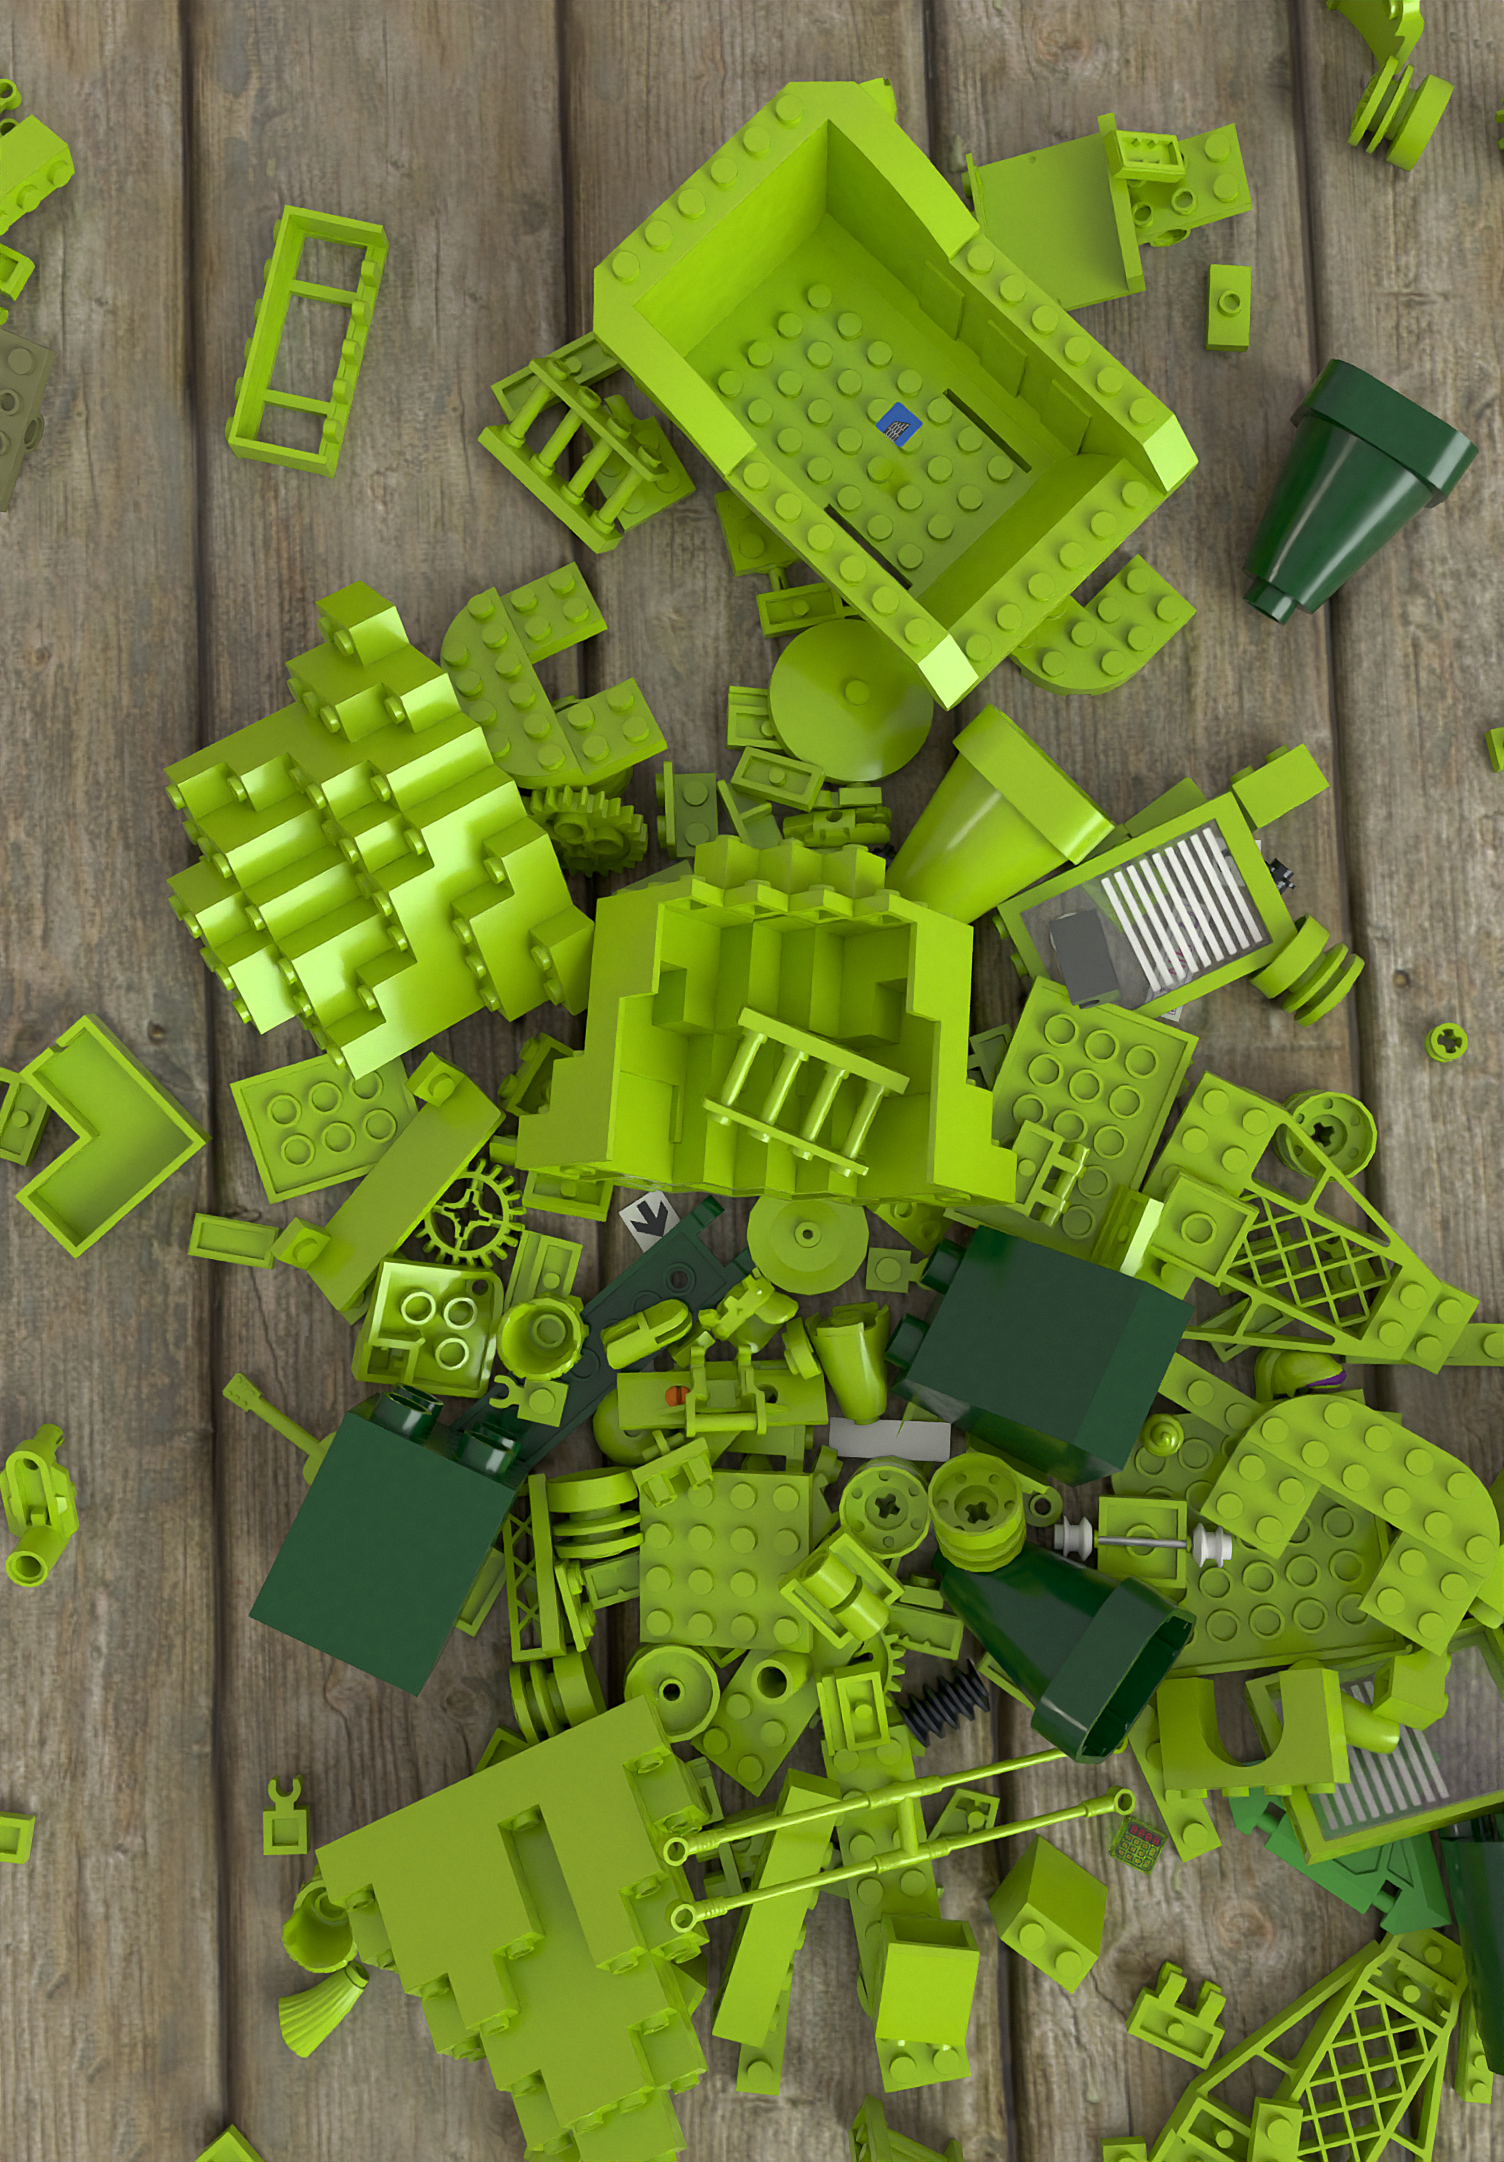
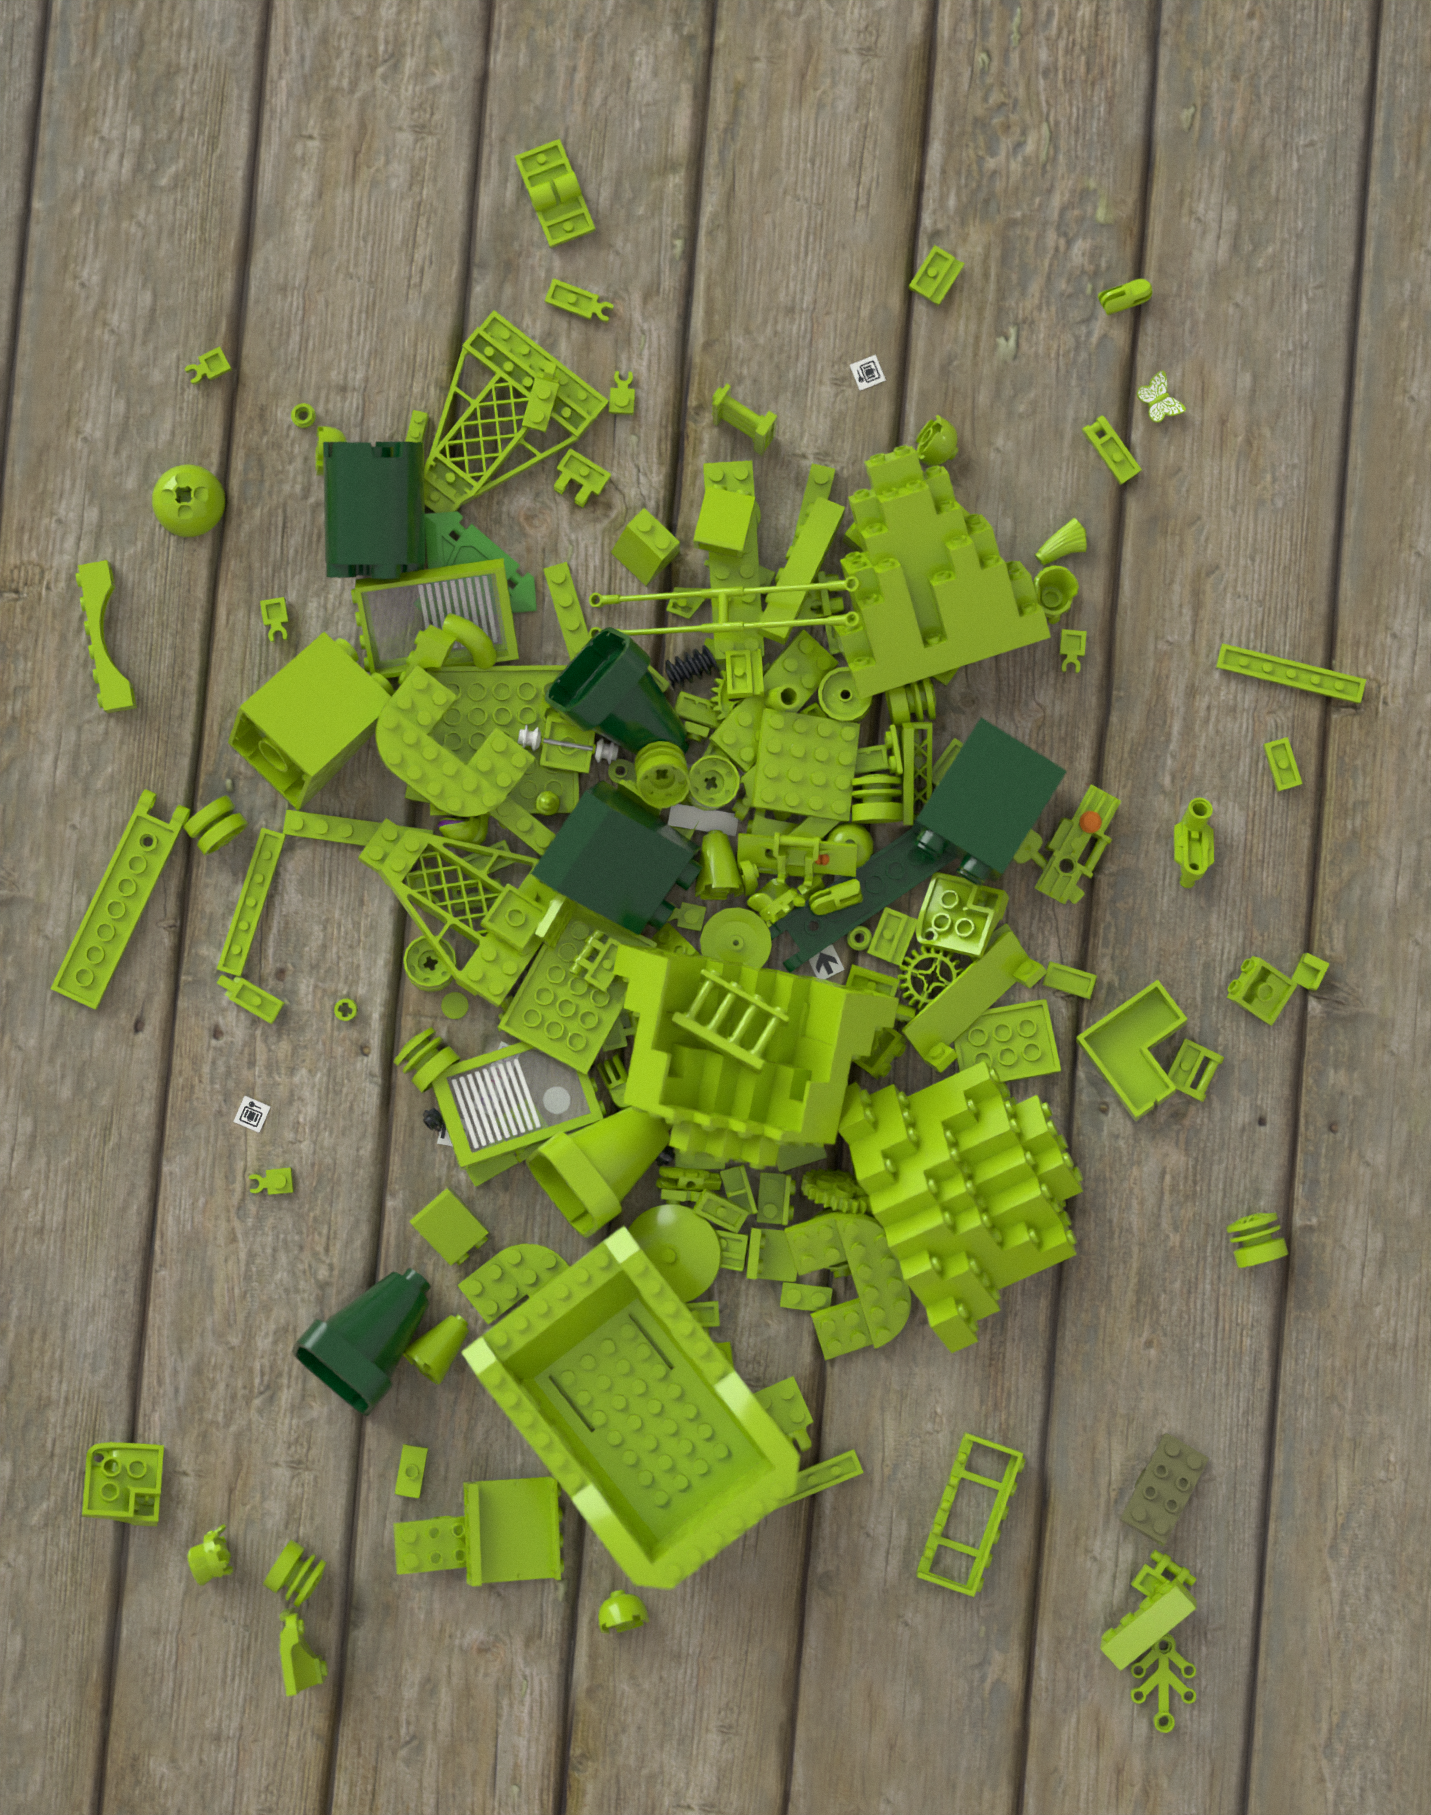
camera: 170 degrees left, 0 degrees up
(252, 1484) = (1070, 840): none -> lime piece
(536, 1400) = (902, 867): lime plate -> none
(537, 469) = (836, 1408): lime fence -> none
(542, 1337) = (895, 902): lime hair -> none
(585, 1268) = (867, 938): none -> lime plate
(618, 660) = (805, 1296): none -> lime plate
(655, 1475) = (831, 824): lime hips -> none
(689, 720) = (770, 1256): none -> lime bracket
(842, 1589) = (743, 742): lime plate -> none
(899, 424) = (627, 1401): blue sticker -> none
(988, 986) = (615, 1079): none -> lime arm
(1085, 959) = (558, 1078): dark grey hinge -> none
(1138, 1844) = (590, 574): tile -> none
(1143, 156) = (457, 1557): lime plate -> none
(1217, 500) = (438, 1348): none -> lime cone
(1225, 700) = (450, 1227): none -> lime slope
(1264, 1072) = (454, 1005): none -> lime sticker
(1277, 787) = (426, 1172): lime brick -> none
(1308, 1754) = (497, 619): lime arch -> none

